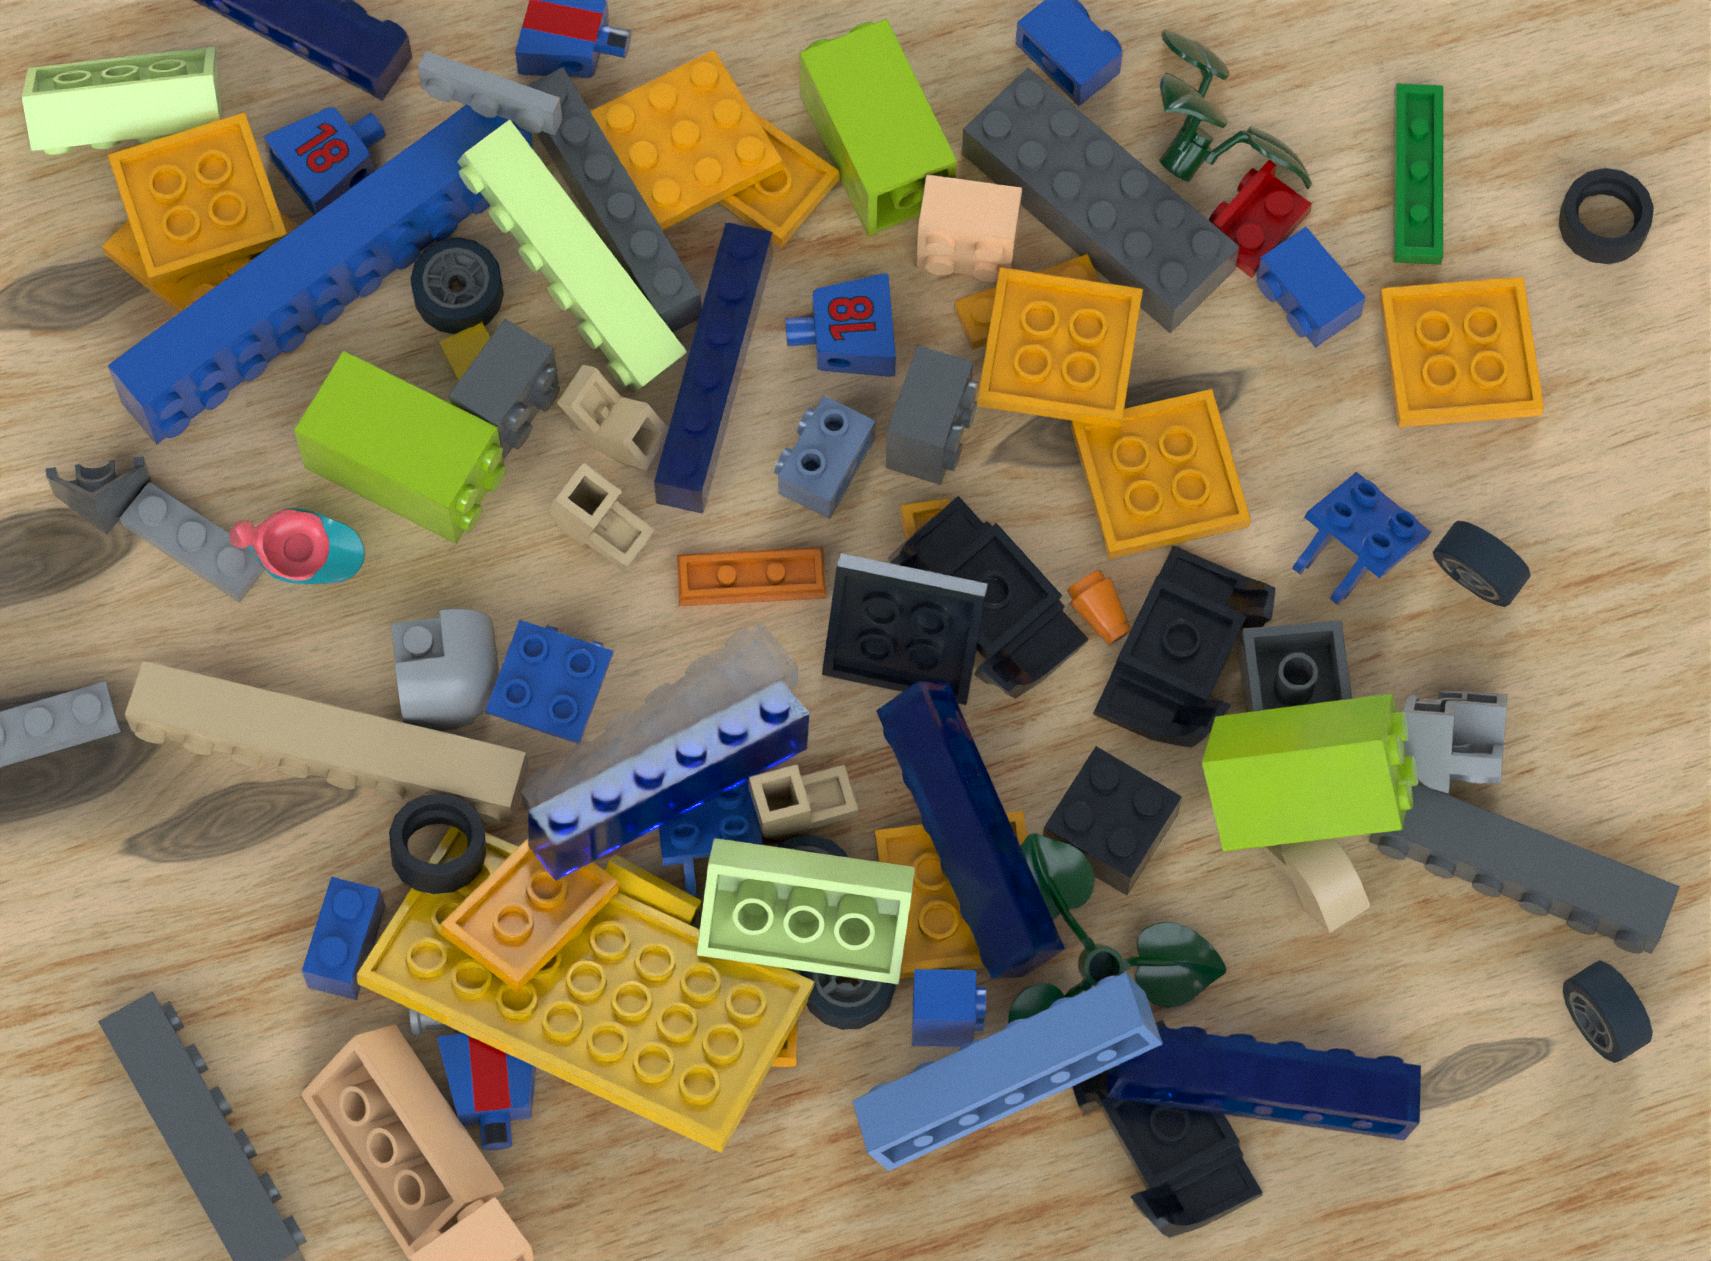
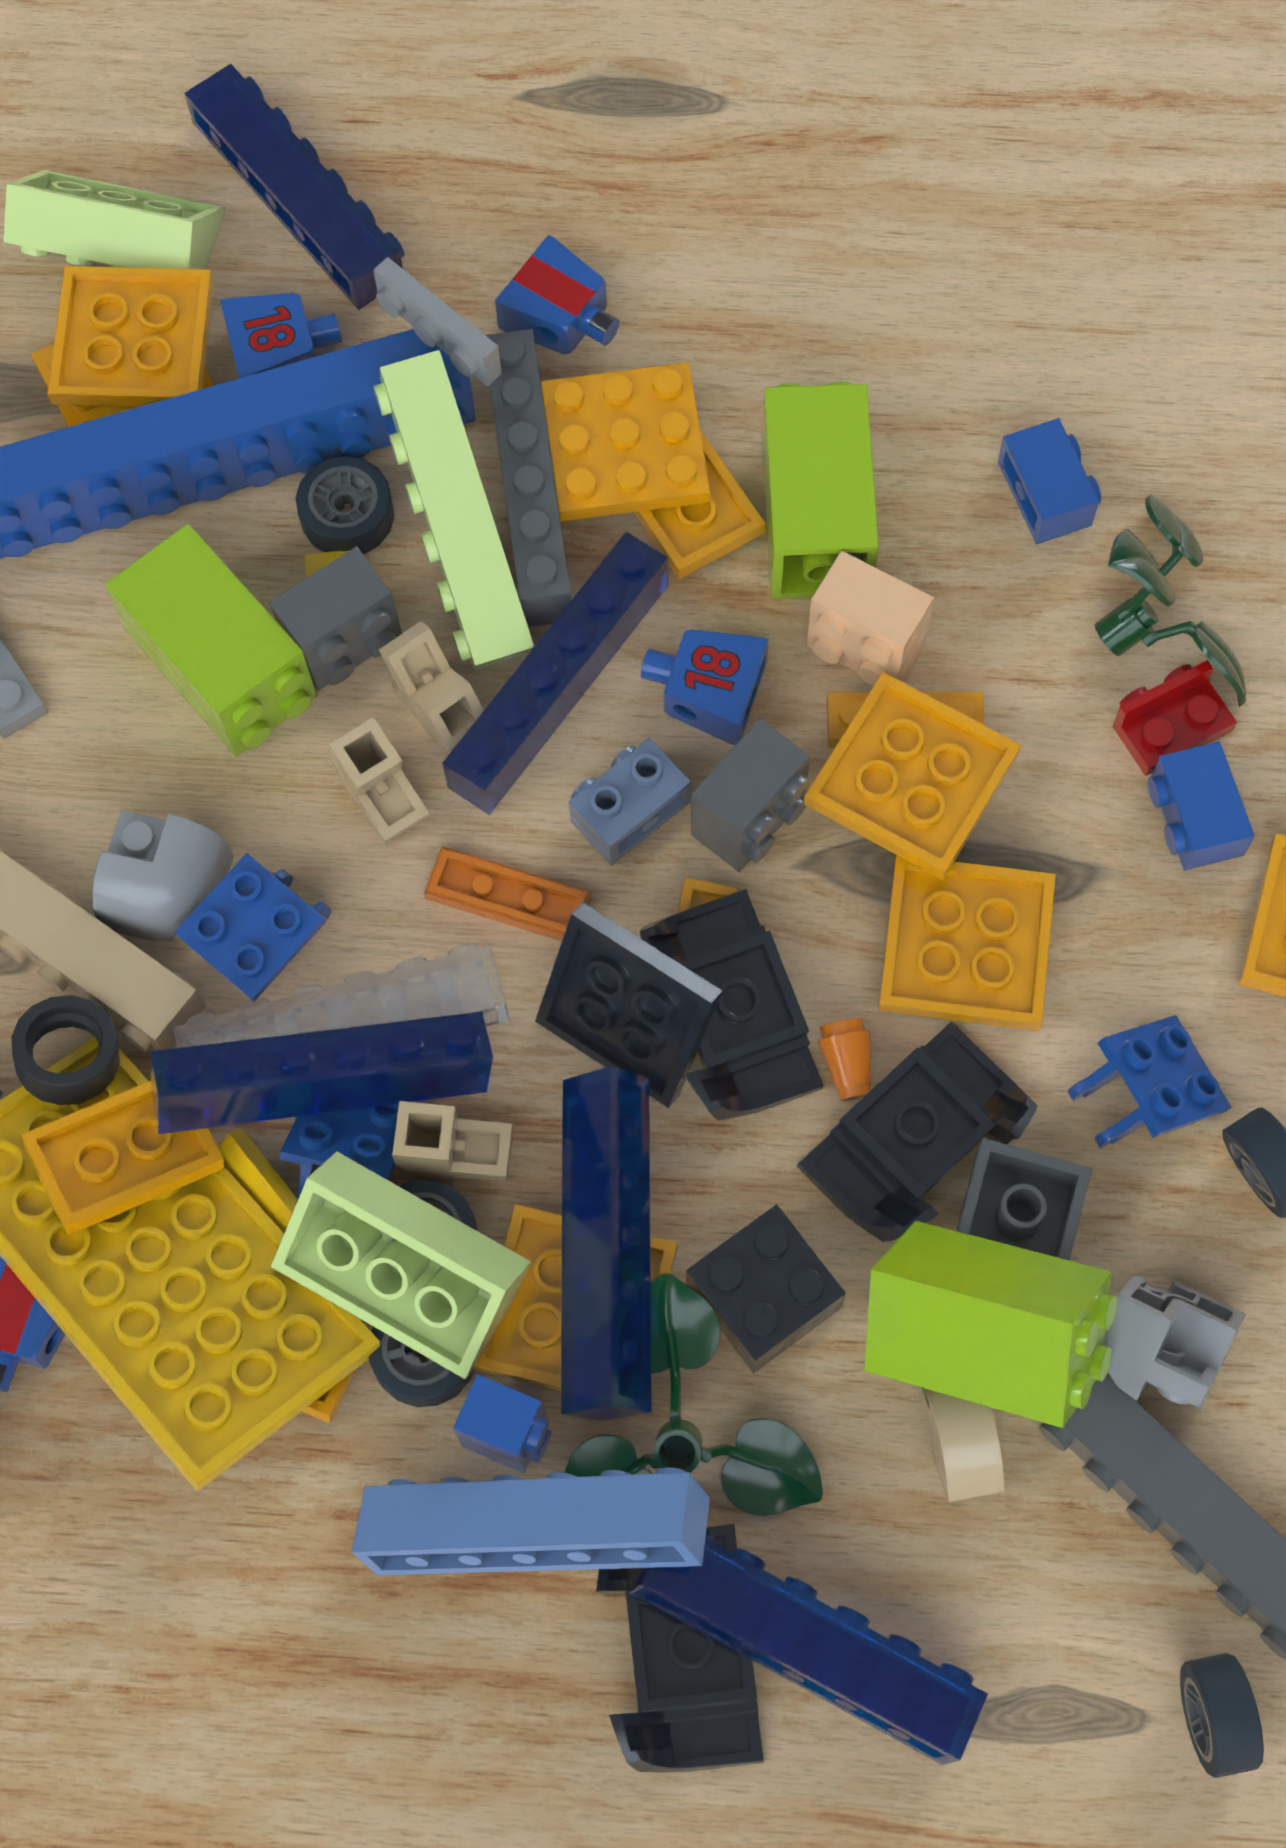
camera: 25 degrees right, 0 degrees up
(302, 546) = (74, 703): coral hair -> none
(1099, 199) = (1018, 642): dark grey brick -> none

